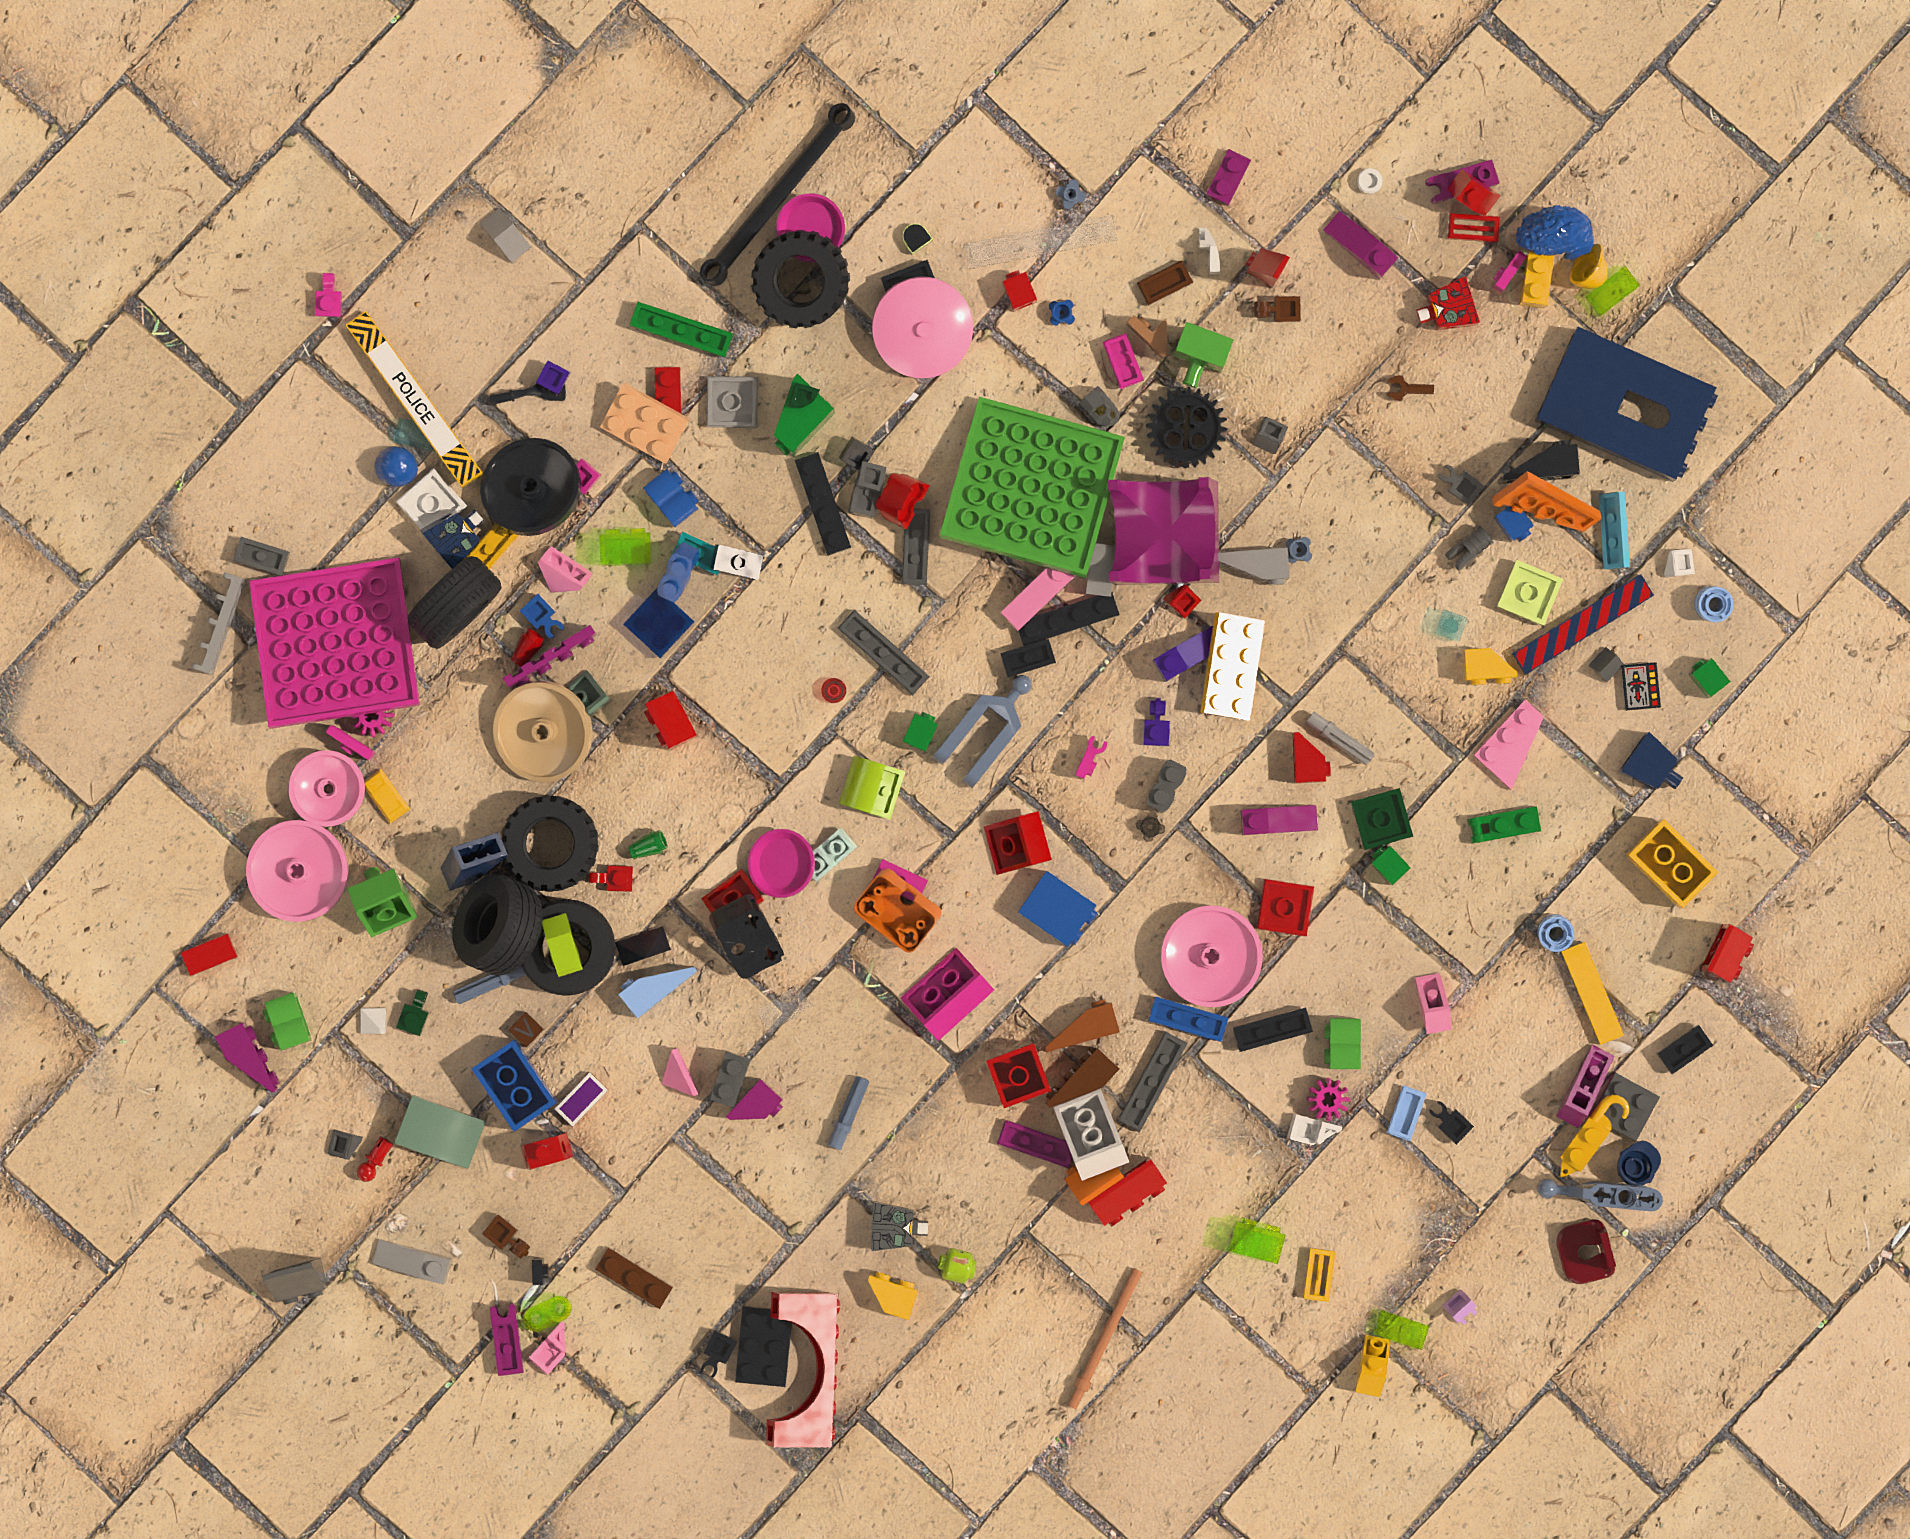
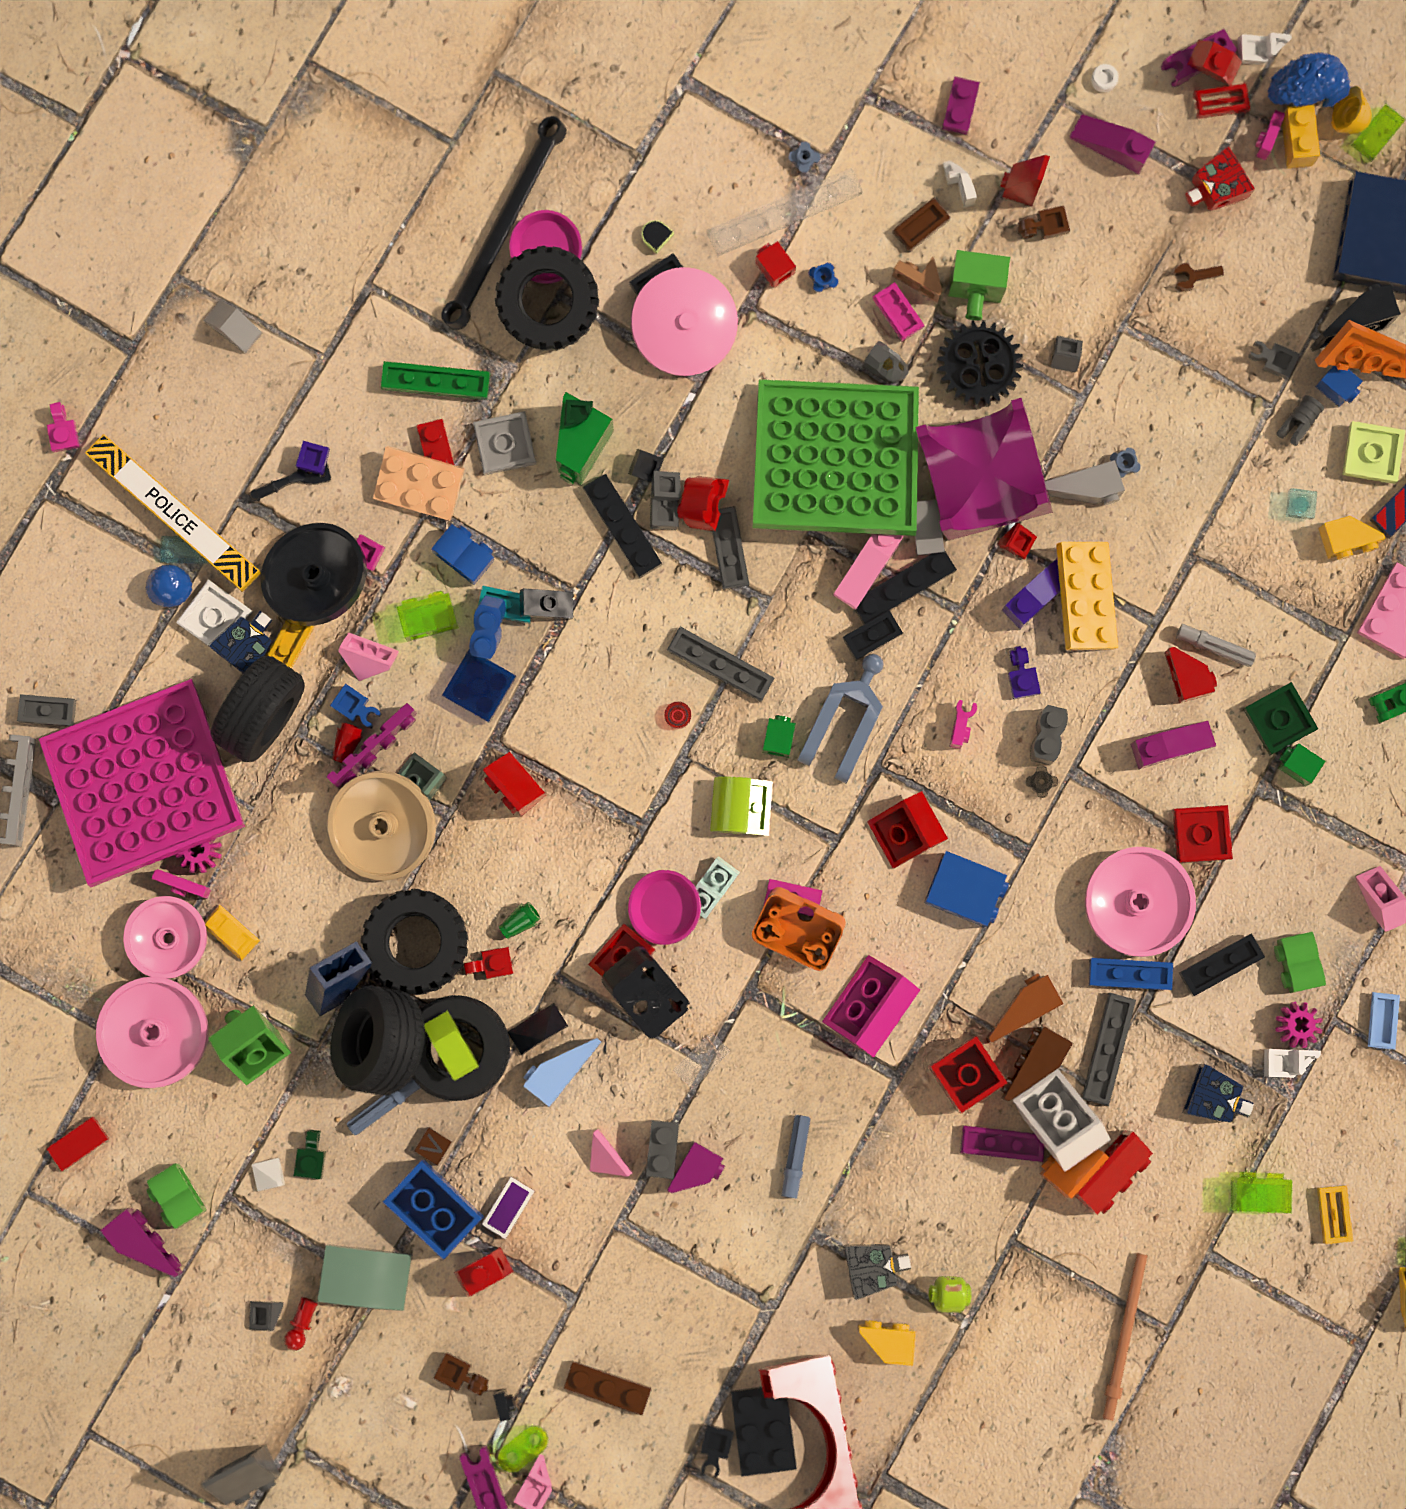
camera: 15 degrees left, 5 degrees down
(412, 1261) = (366, 1425): light grey slope -> none
(1237, 1146) = (1216, 1096): none -> dark blue torso
(1522, 186) = (1260, 49): none -> white slope

